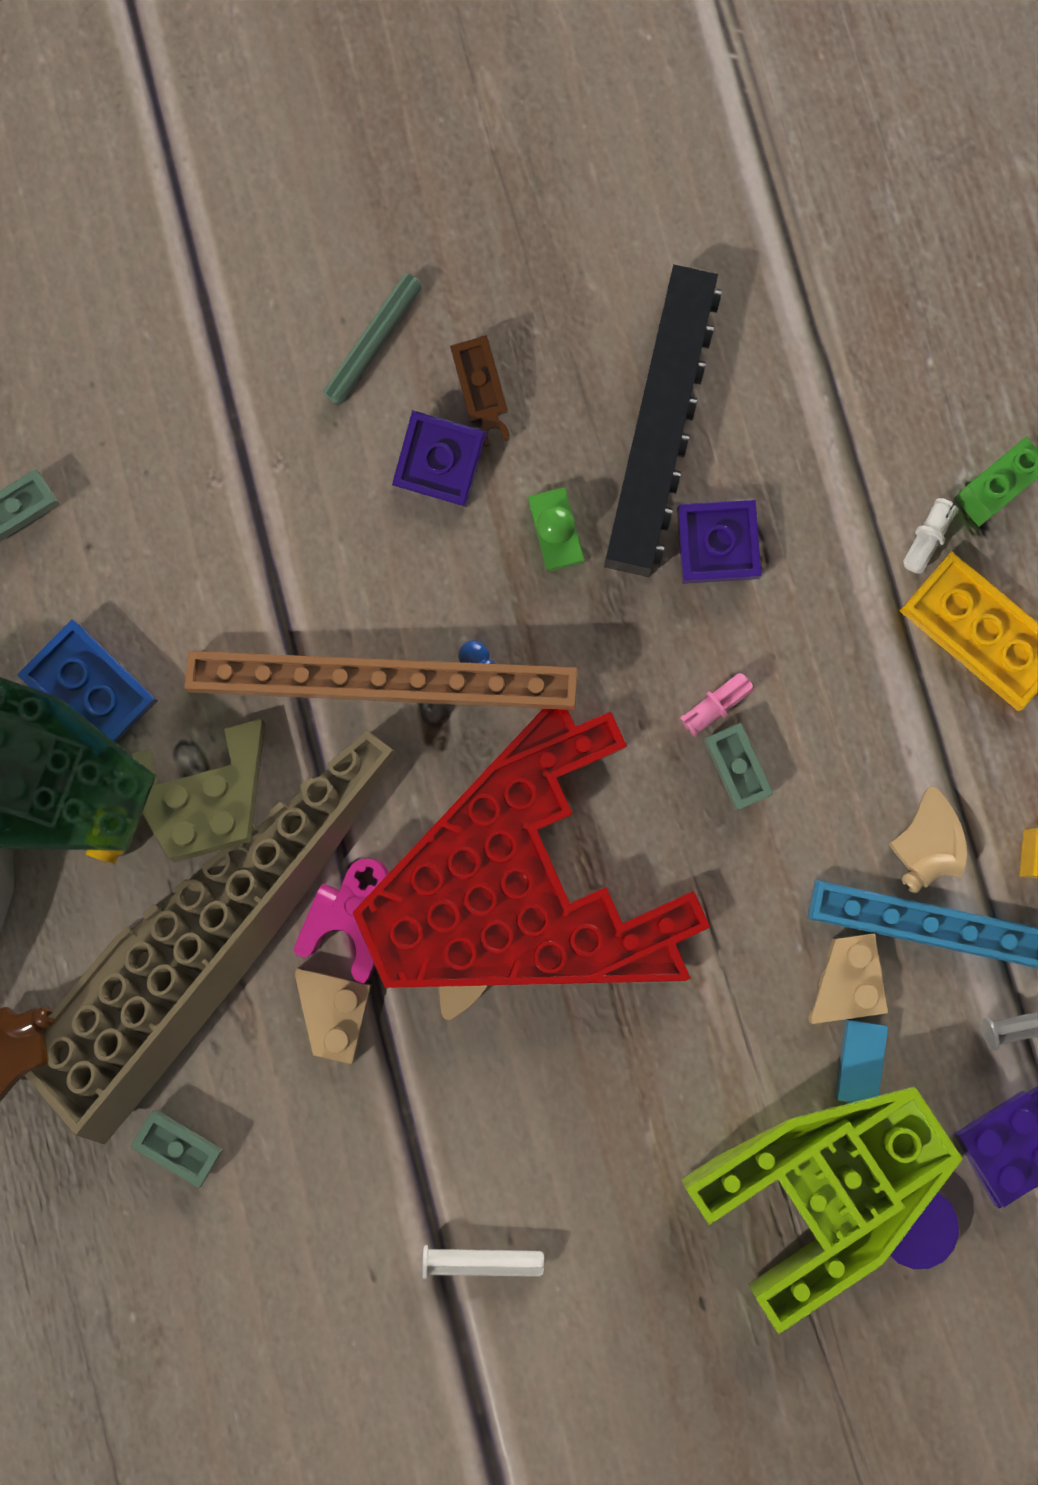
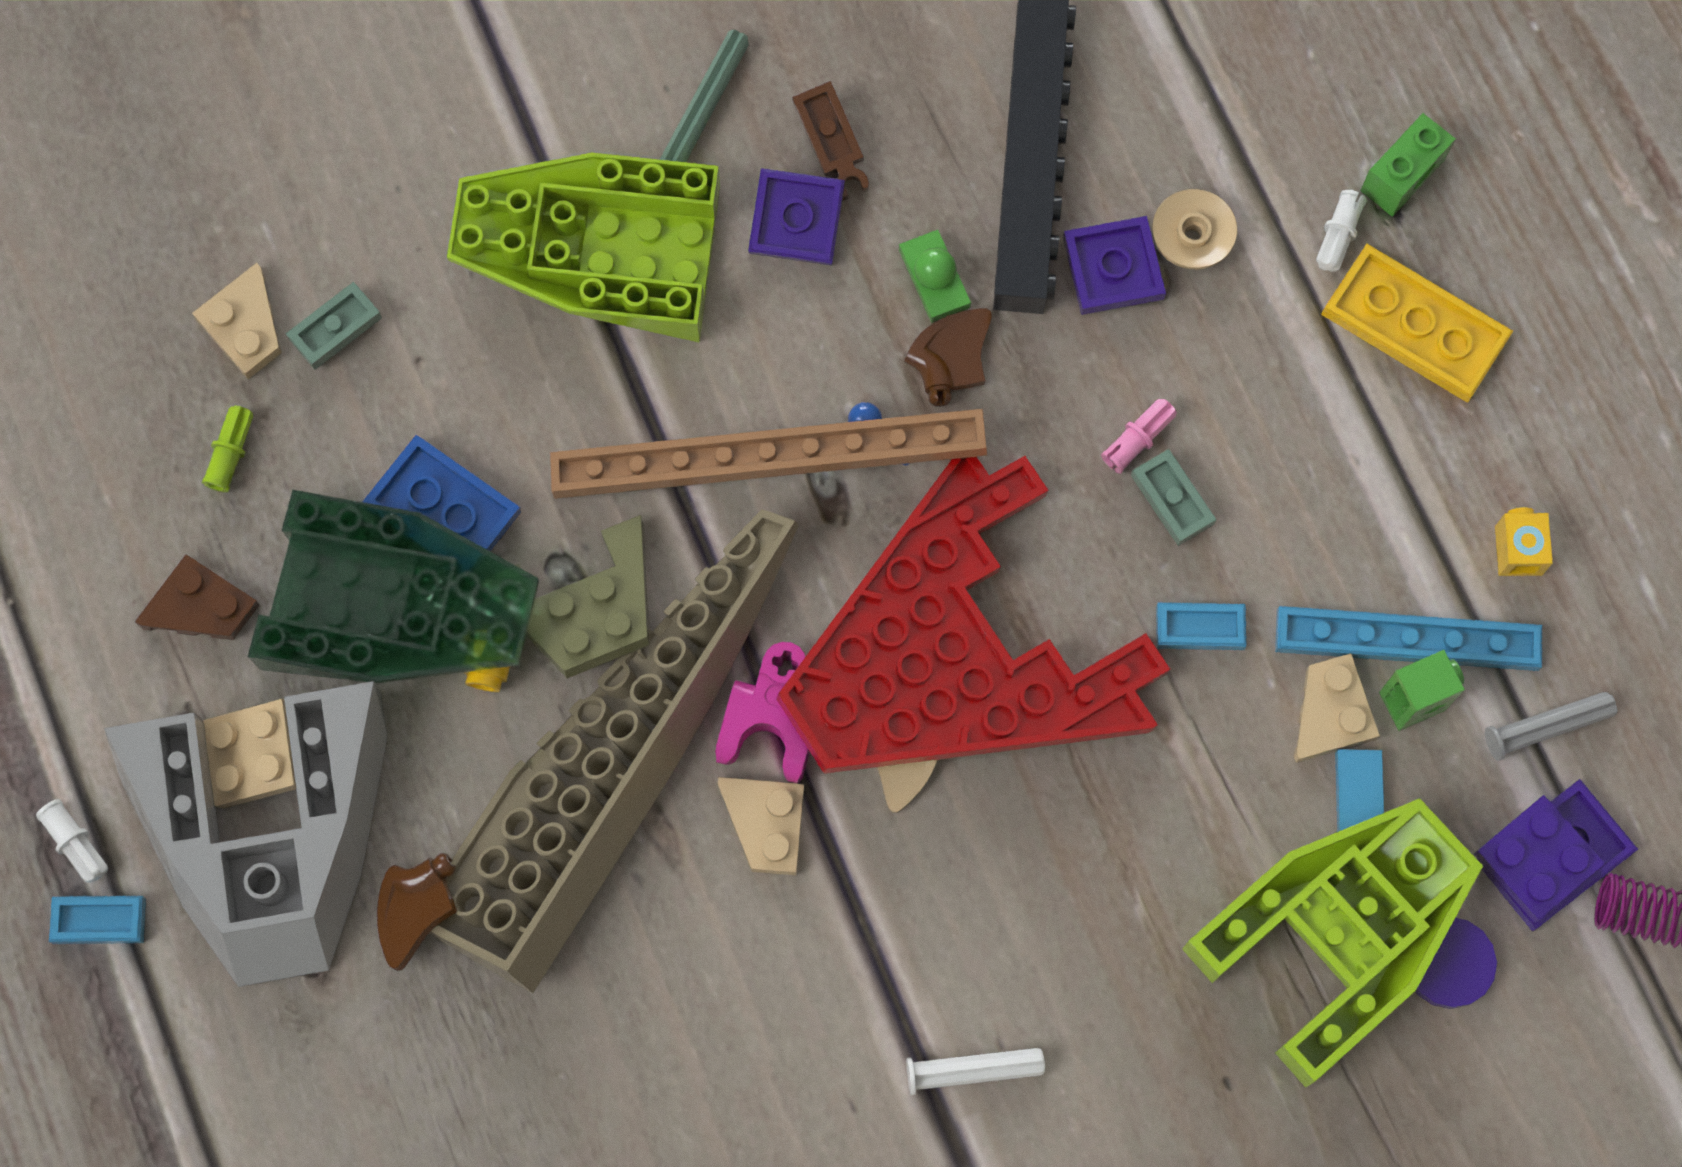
camera: 15 degrees left, 10 degrees down
(176, 1148) = (612, 991): sand green plate -> none
(254, 456) = (596, 237): none -> lime wedge
(559, 605) = (951, 354): none -> reddish brown arm
(744, 887) = (1201, 626): none -> dark azure tile
(806, 502) = (1198, 212): none -> tan dish
(931, 843) = (1396, 551): tan arm -> none
(935, 983) = (1422, 689): none -> bright green brick

